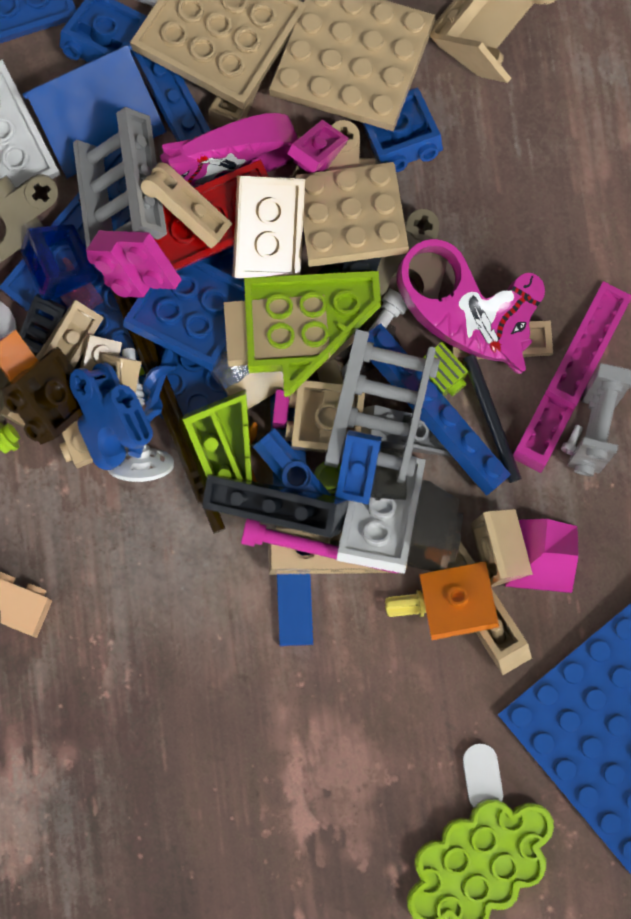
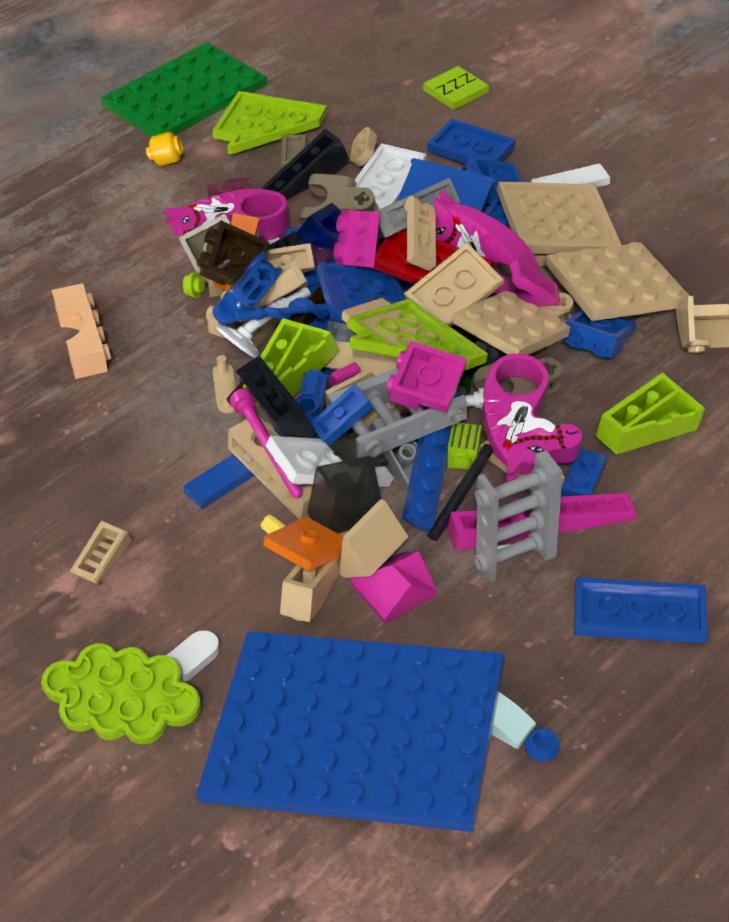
camera: 50 degrees right, 35 degrees down
(172, 511) = (224, 384): none -> tan piece
(287, 746) = (102, 533): none -> tan slope
(394, 368) = (425, 377): none -> dark pink plate
(545, 190) = (649, 416): none -> lime wedge
(558, 301) = (584, 474): none -> blue plate

